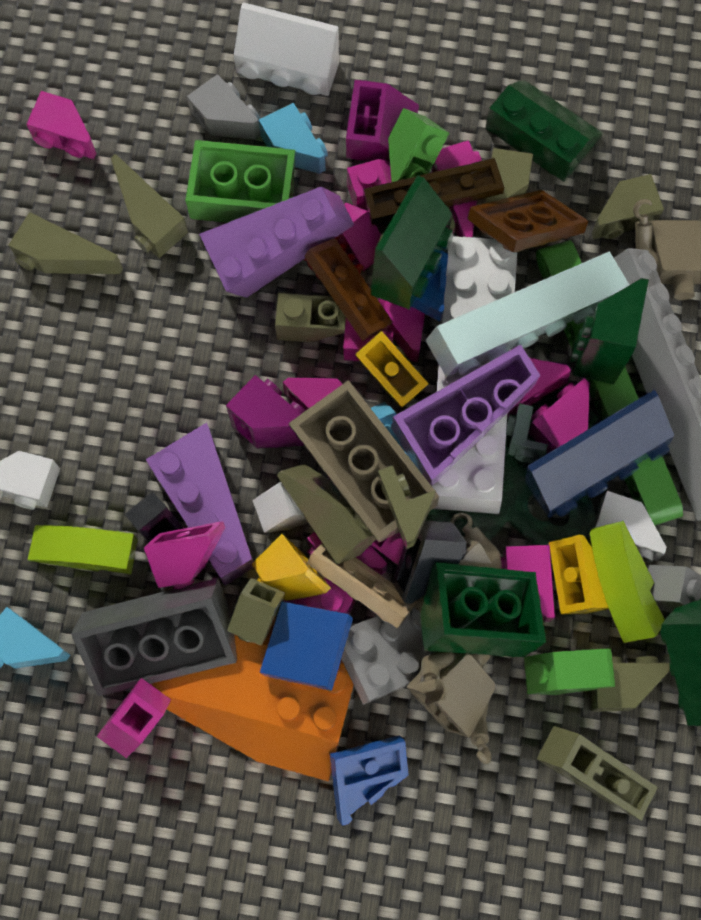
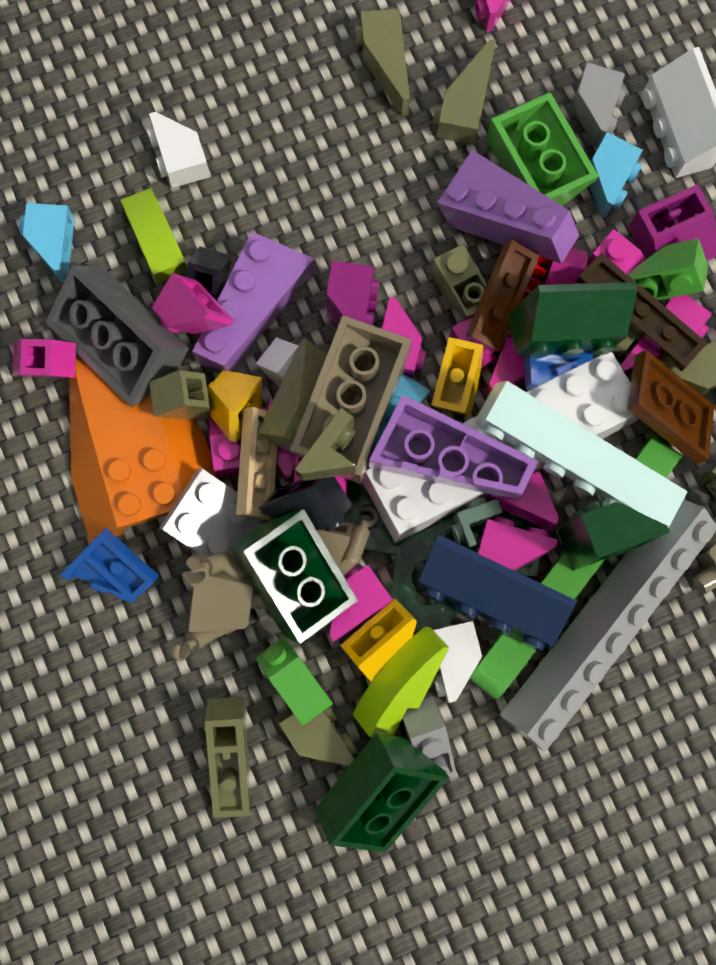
camera: 50 degrees right, 5 degrees up
(306, 645) = (175, 451): blue tile -> none

